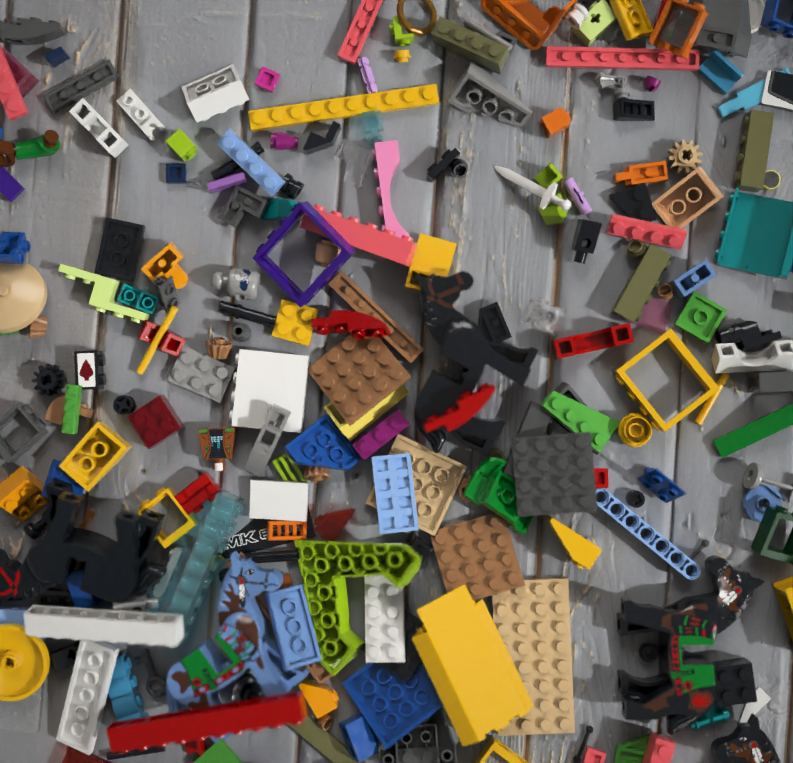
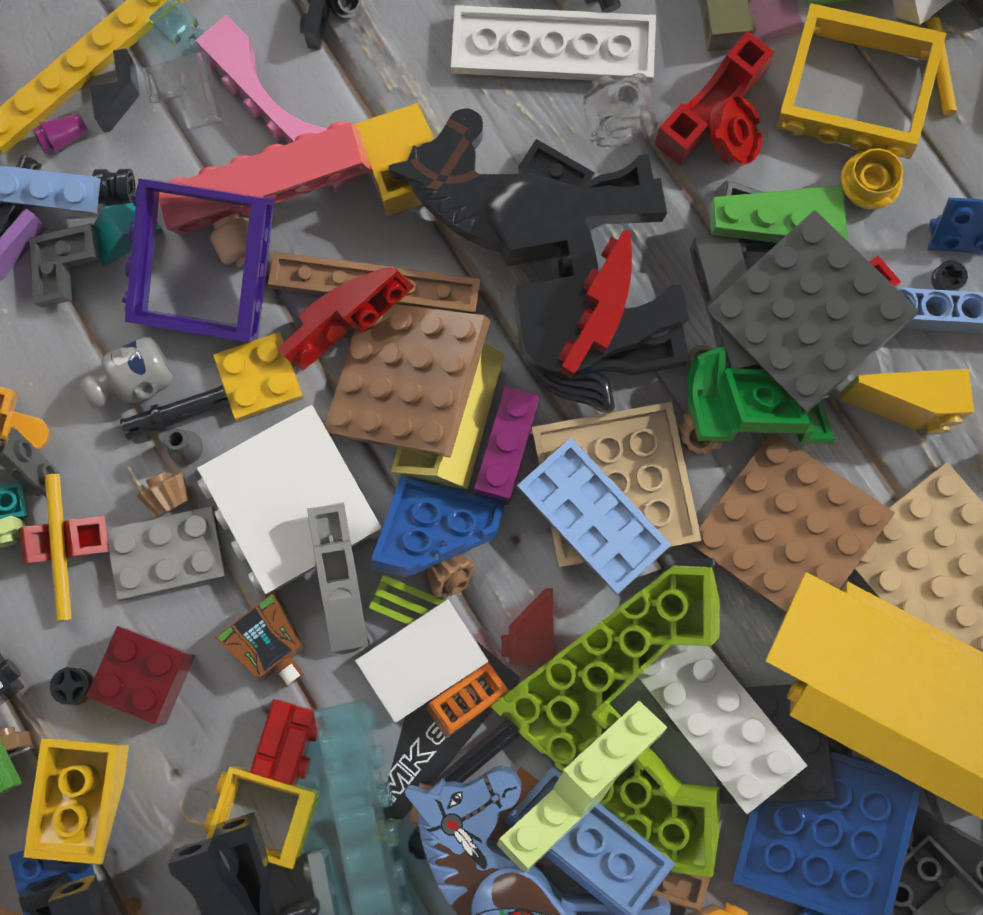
camera: 35 degrees left, 10 degrees down
(306, 603) = (581, 786): none -> yellowish green bracket
(539, 259) = (552, 43): none -> white plate
(589, 364) = (735, 131): none -> red tile

